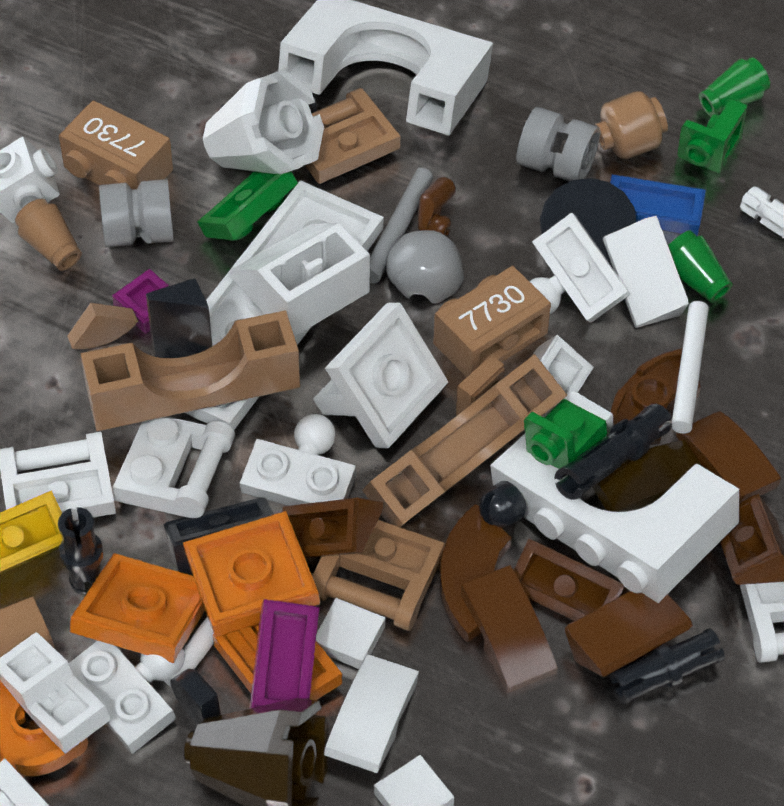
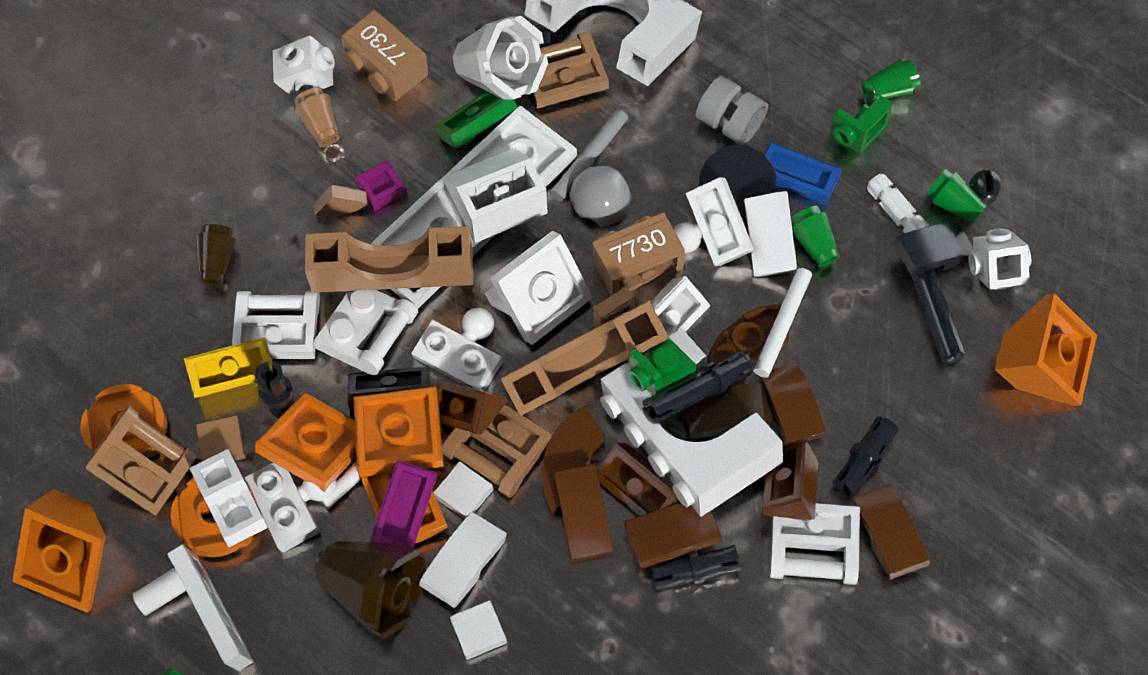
camera: 15 degrees right, 10 degrees up
(136, 213) = (386, 111): light grey wheel -> none
(179, 320) = (387, 218): black slope -> none
(195, 695) = (336, 521): black tile -> none
(431, 203) = (617, 145): reddish brown arm -> none
(502, 504) = (602, 412): black hinge -> none
(632, 125) = (796, 102): medium nougat head -> none

